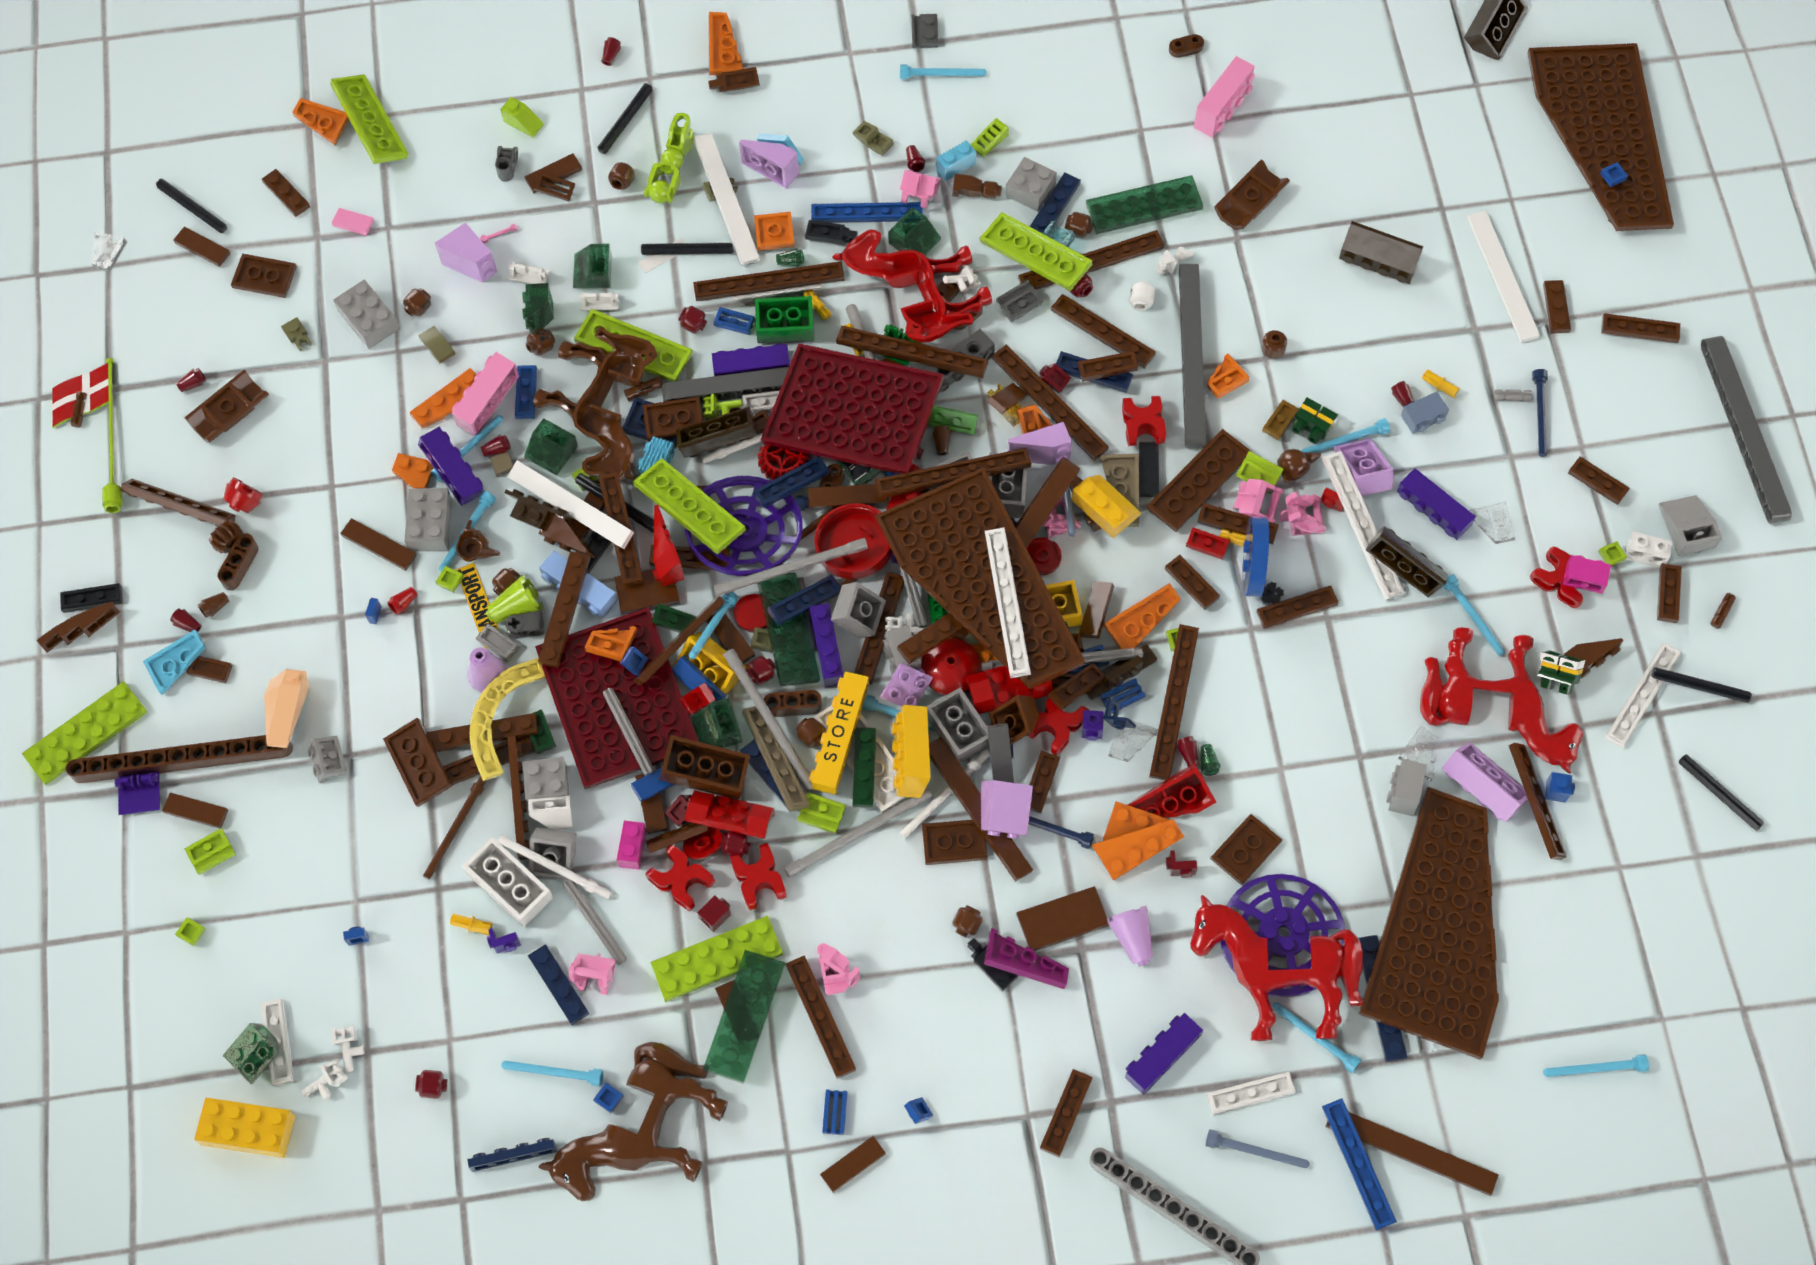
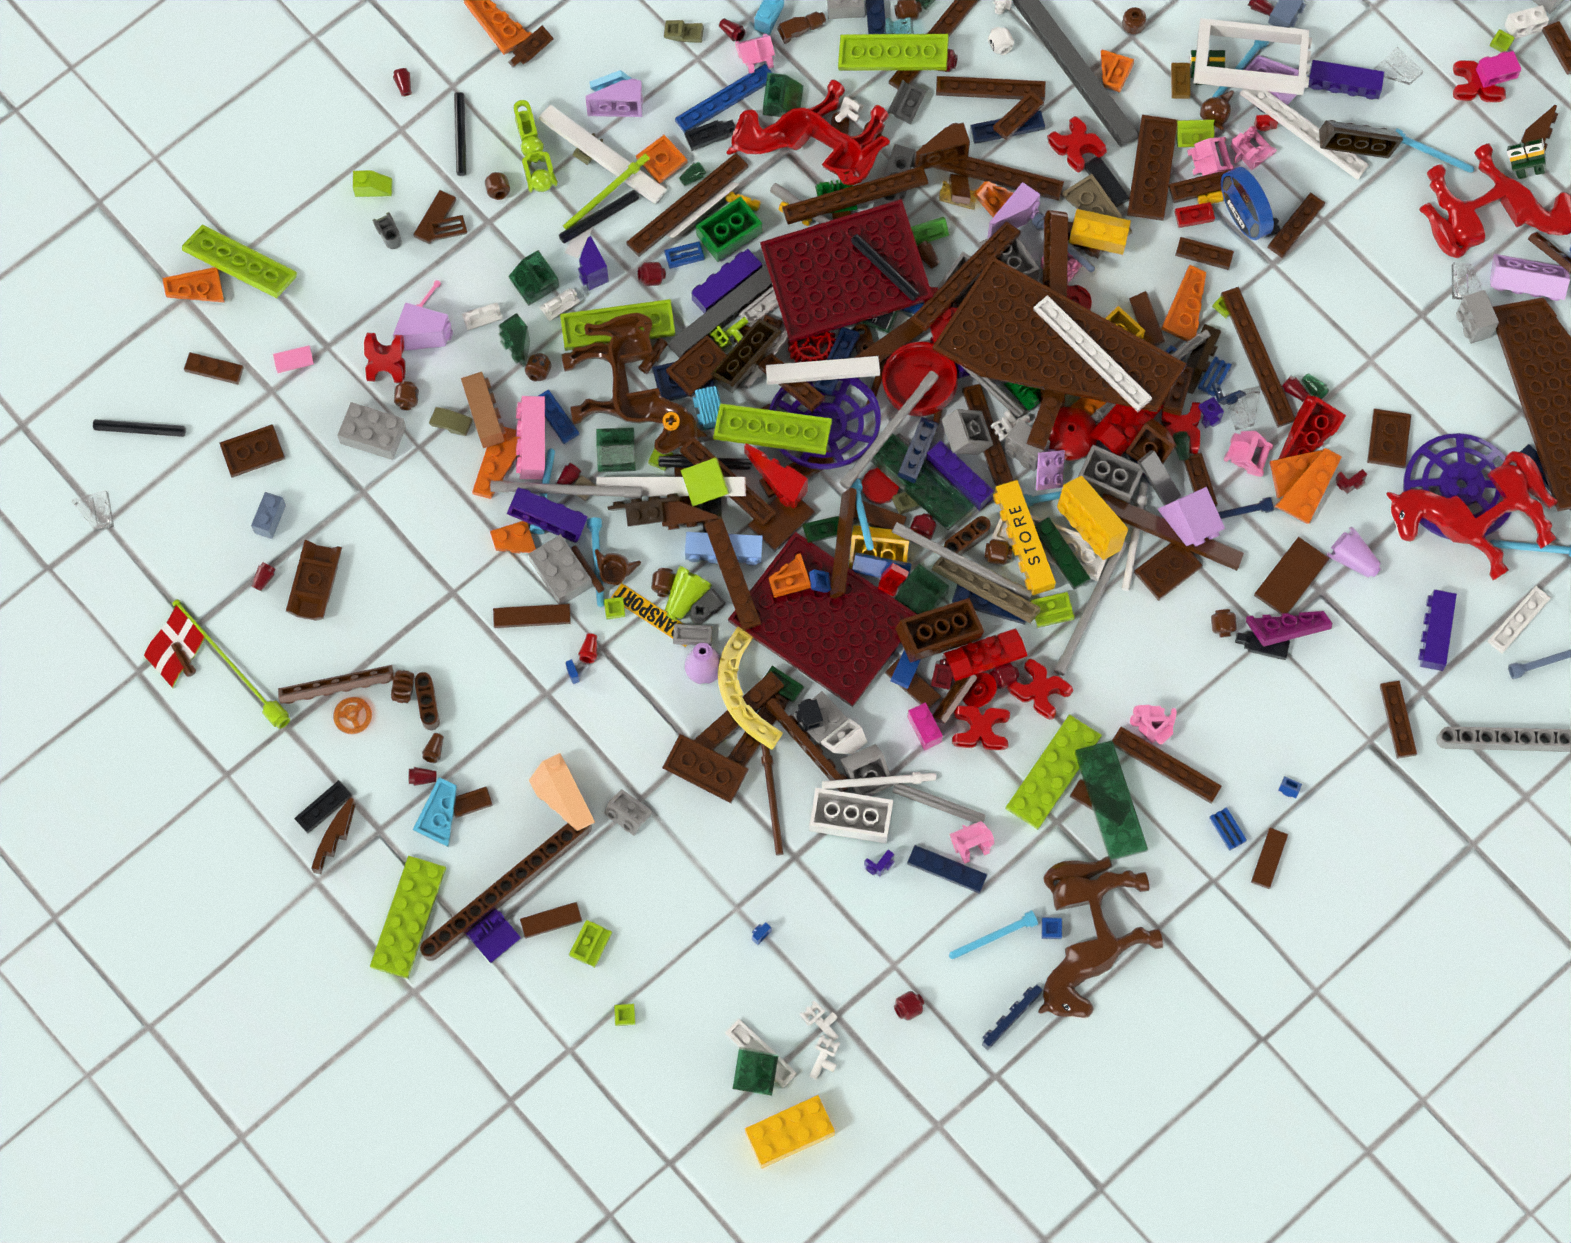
camera: 35 degrees left, 5 degrees up
(167, 529) = (349, 709): none -> clear orange piece
(201, 246) = (177, 457): reddish brown tile -> none
(232, 333) = (268, 515): none -> sand blue brick
(241, 496) = (389, 645): red cone -> none
(296, 332) = (319, 482): olive plate -> none
(418, 259) = (384, 358): none -> red piece
(452, 532) = (595, 581): none -> reddish brown bar
(466, 349) = (482, 409): none -> medium nougat brick
(471, 924) = (845, 866): yellow axle -> none
(529, 486) = (626, 492): none -> light grey piece
(531, 769) = (809, 714): none -> black brick
(596, 515) = (704, 482): none -> lime tile
(609, 443) = (667, 416): none -> light orange bush
(628, 731) = (856, 639): light grey axle -> none
(645, 282) = (592, 267): none -> dark purple slope
(714, 913) = (1028, 738): dark red brick -> none
(738, 477) = (800, 391): none -> reddish brown plate
(739, 223) = (633, 168): none -> lime bar
(770, 481) = (822, 370): none -> white tile
(884, 423) = (885, 267): none -> black axle
(1017, 354) = (944, 148): none -> reddish brown slope
(1043, 736) = (1182, 446): none -> clear green cone
(1054, 377) = (981, 149): dark red bracket -> none
(1098, 775) = (1243, 448): none -> bright pink piece
(1341, 452) = (1252, 79): none -> white window

